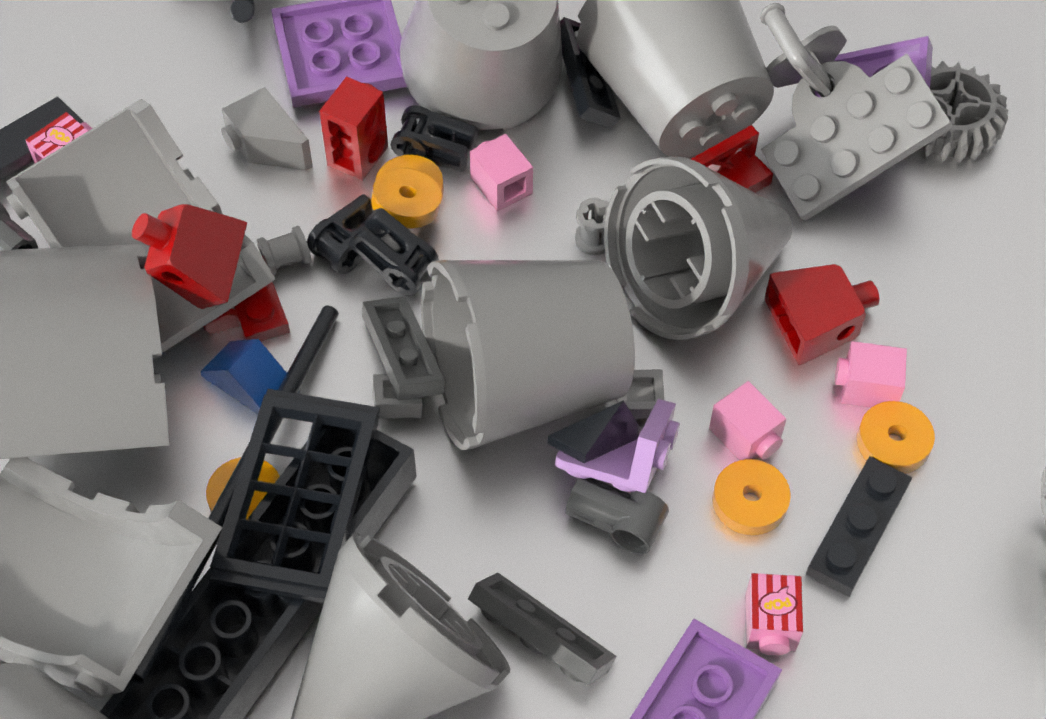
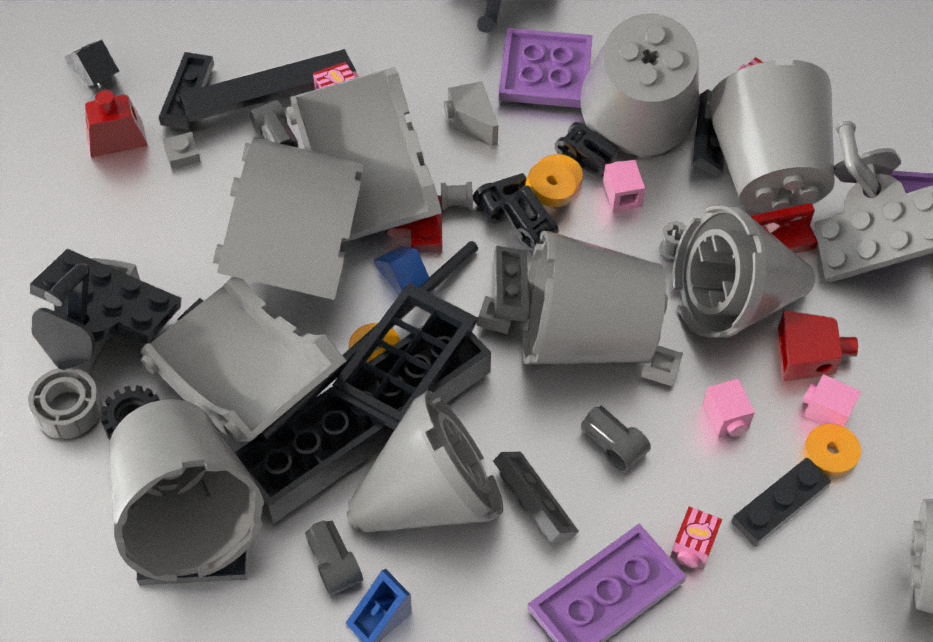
camera: 20 degrees right, 0 degrees up
(192, 251) = (391, 178): red torso -> none
(354, 128) = (532, 126): red brick -> none
(597, 433) = (620, 381): black slope -> none
(634, 464) = (630, 402): lavender bracket -> none
(745, 515) = (712, 472): light orange piece -> none

